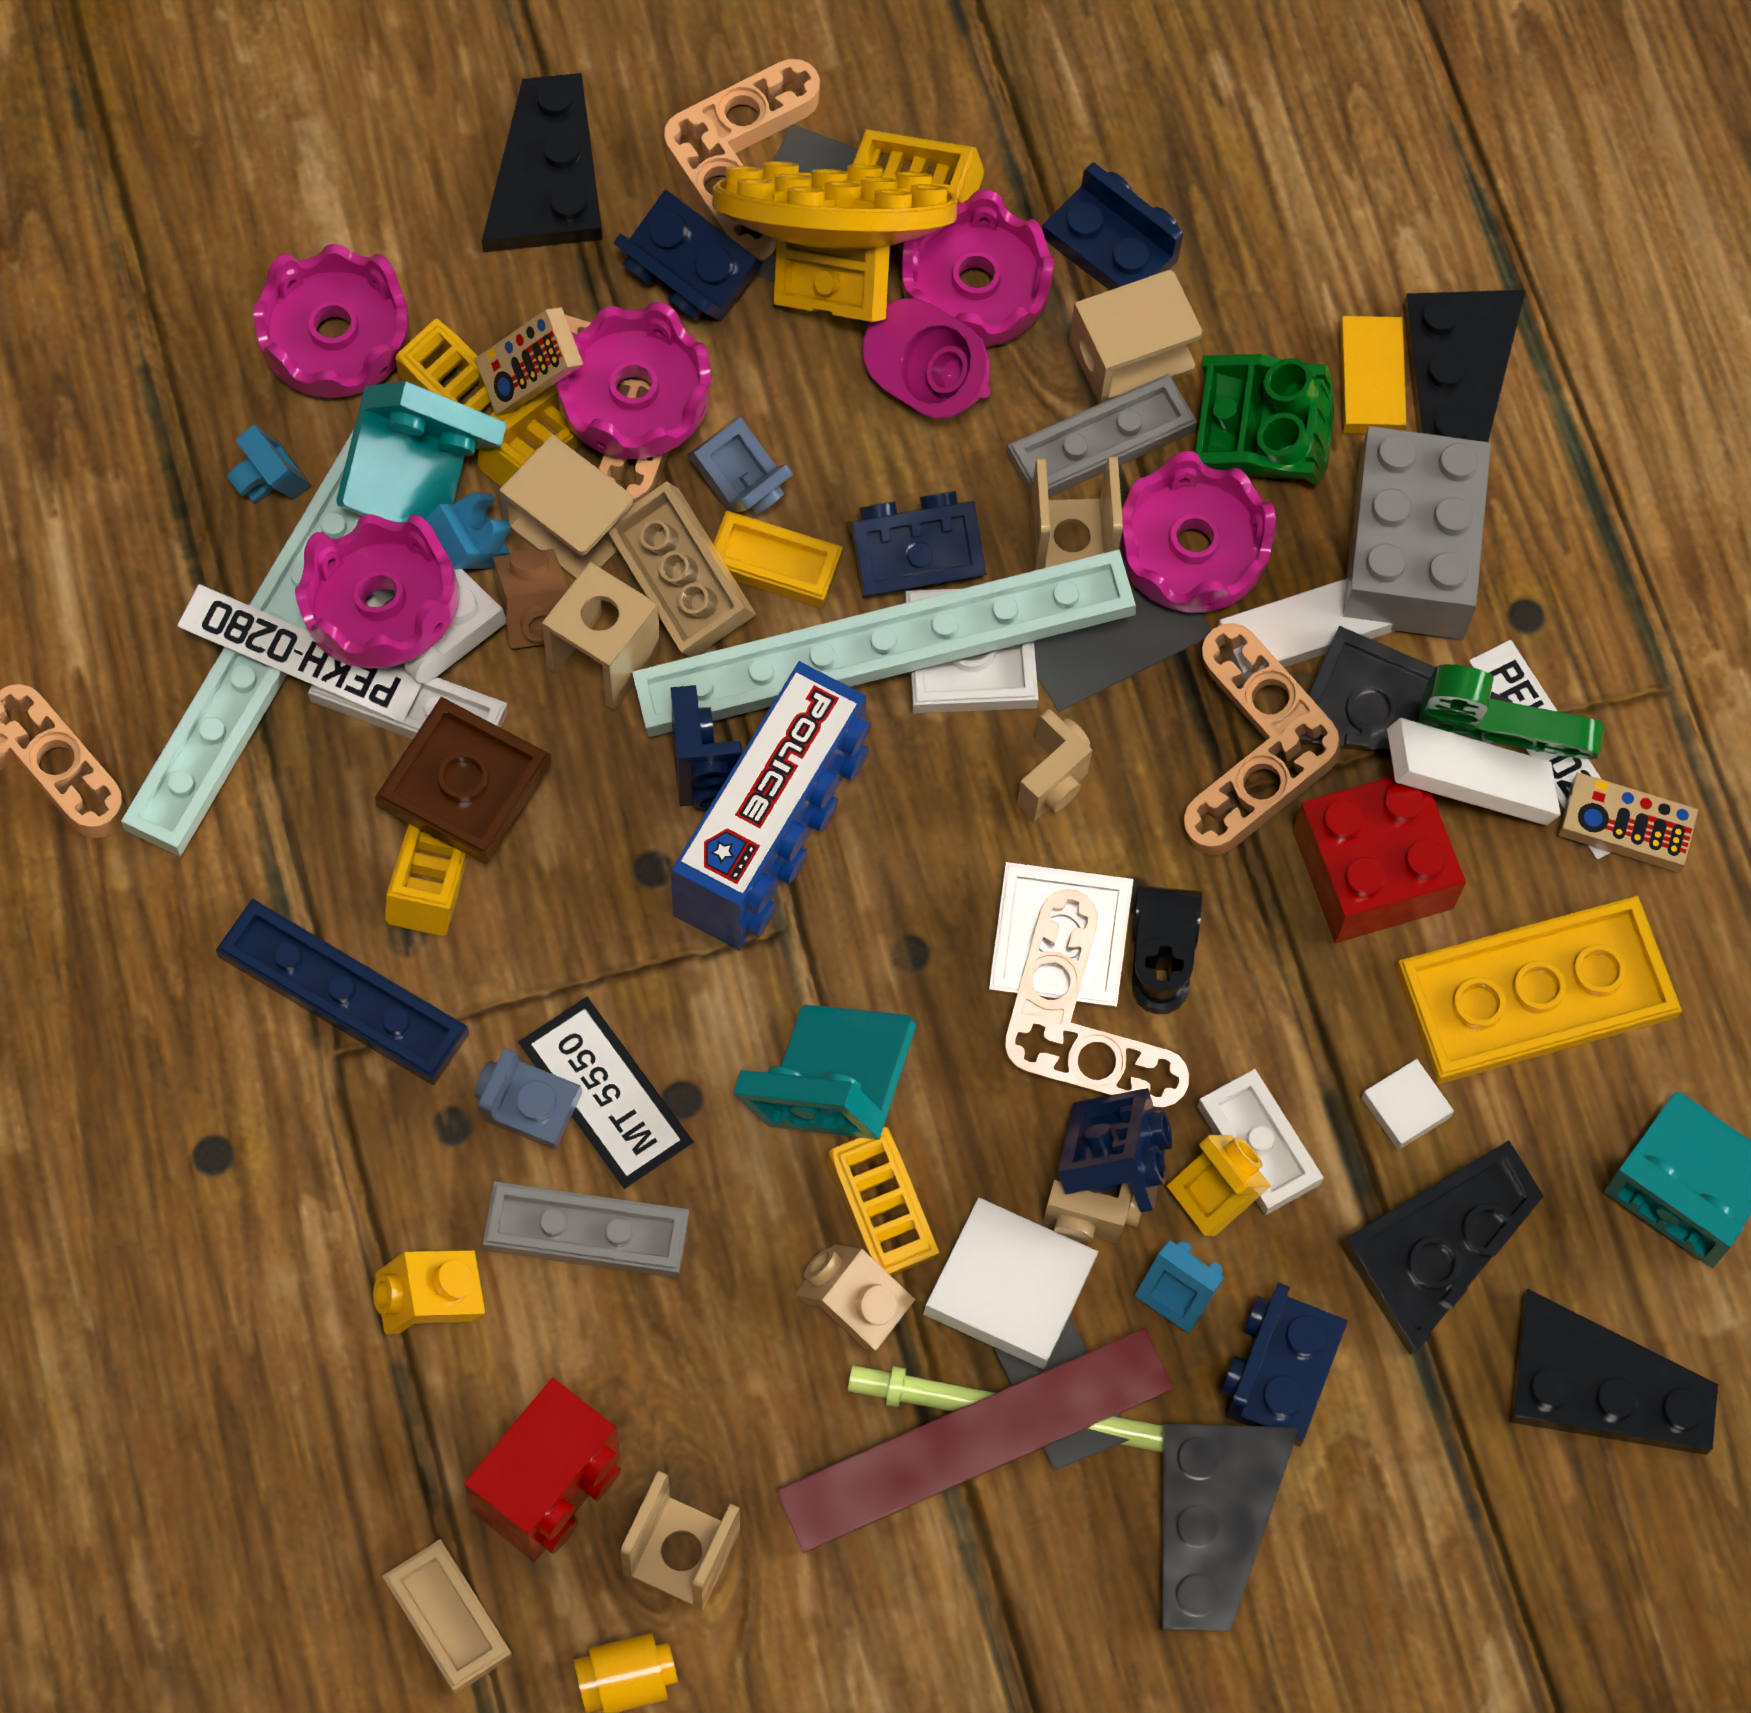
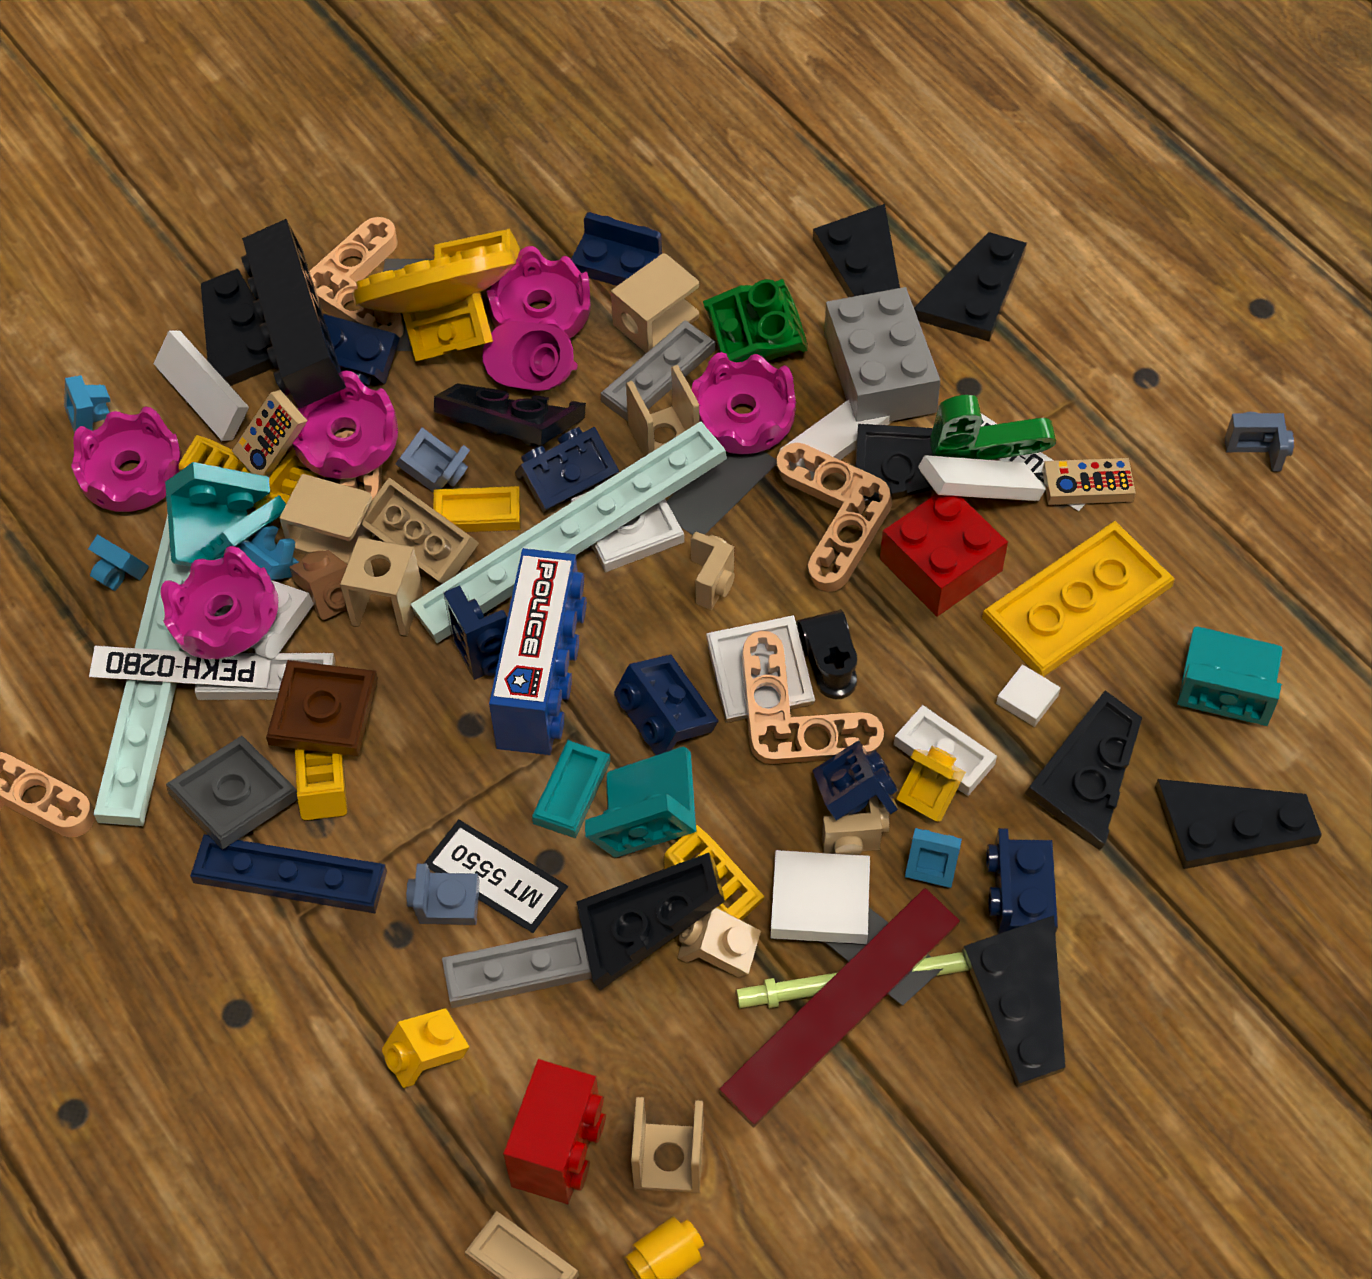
camera: 15 degrees left, 10 degrees down
(304, 214) = (84, 402): none -> dark azure tile
(308, 853) = (232, 792): none -> dark grey tile
(450, 485) = (244, 528): none -> teal tile
(468, 240) = (201, 385): none -> white tile
(623, 184) = (291, 315): none -> black brick
(747, 1010) = (571, 789): none -> teal tile
(772, 1224) = (645, 914): none -> black wing
(883, 449) = (523, 418): none -> black wing
(913, 937) = (663, 703): none -> dark blue bracket
(1372, 373) = (810, 279): yellow tile -> none
(1601, 468) = (975, 288): none -> black wing

